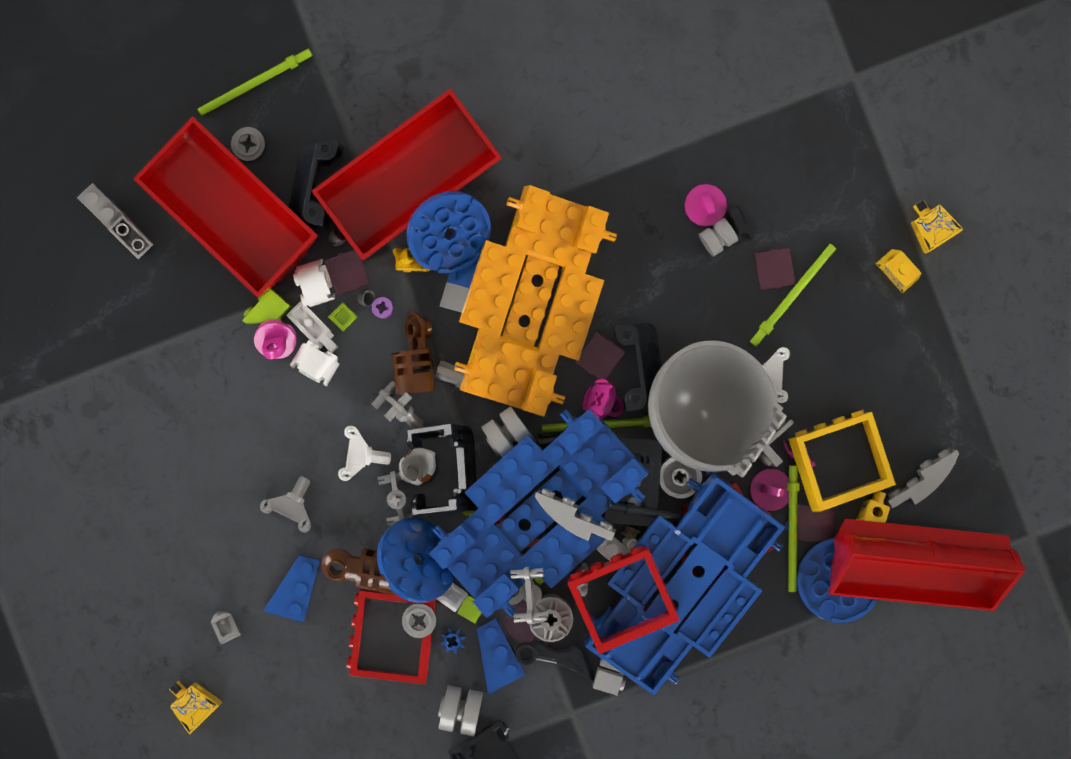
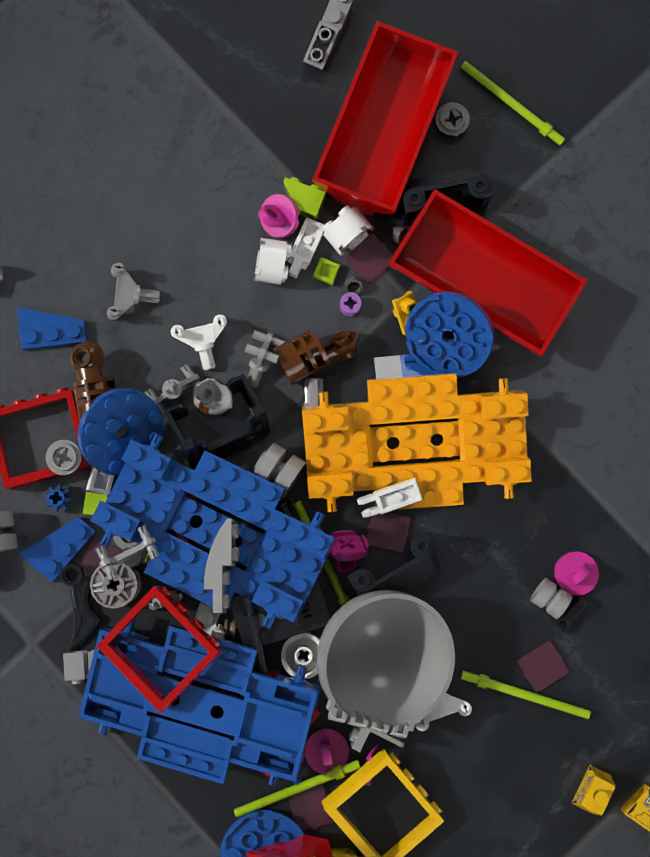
camera: 70 degrees right, 5 degrees down
(573, 342) = (391, 497): none -> white hinge

